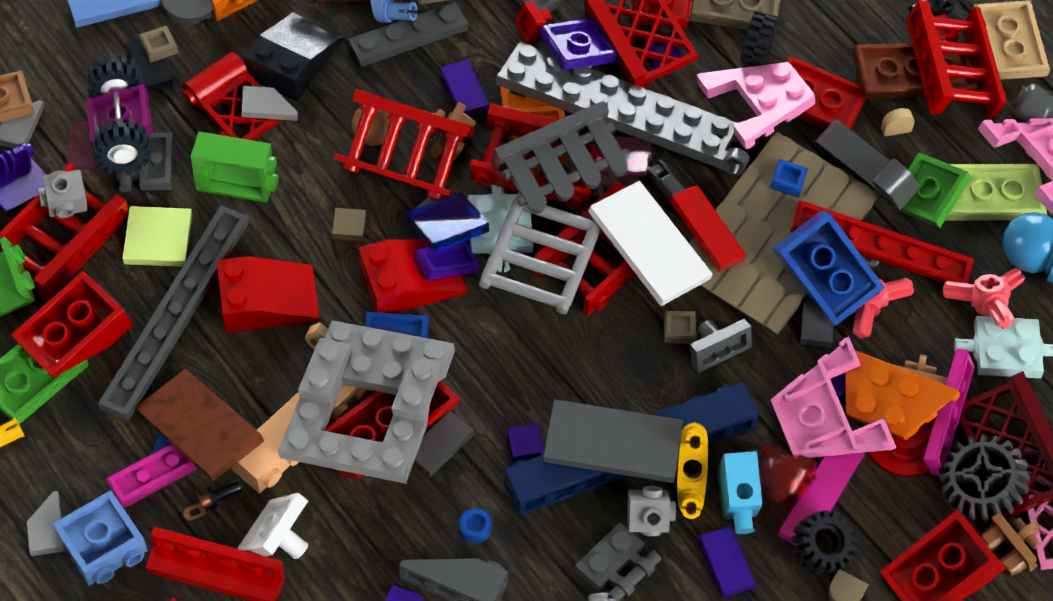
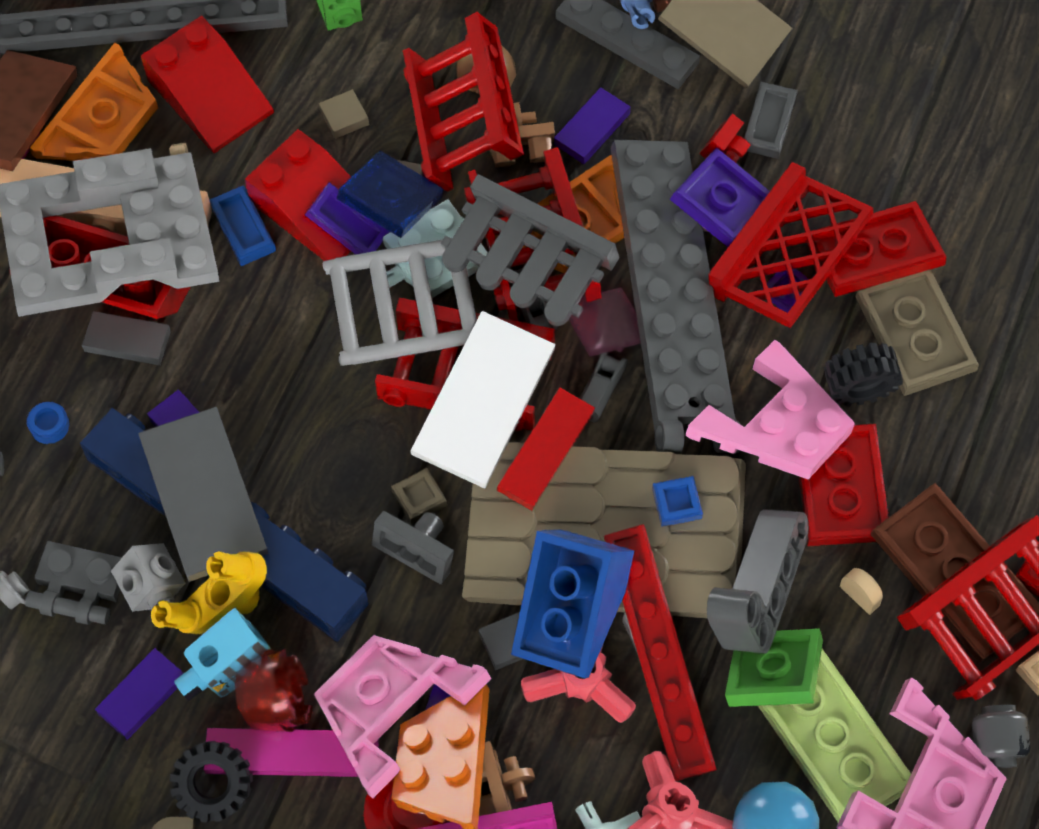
camera: 65 degrees right, 5 degrees up
(239, 369) = (100, 114): none -> orange wing

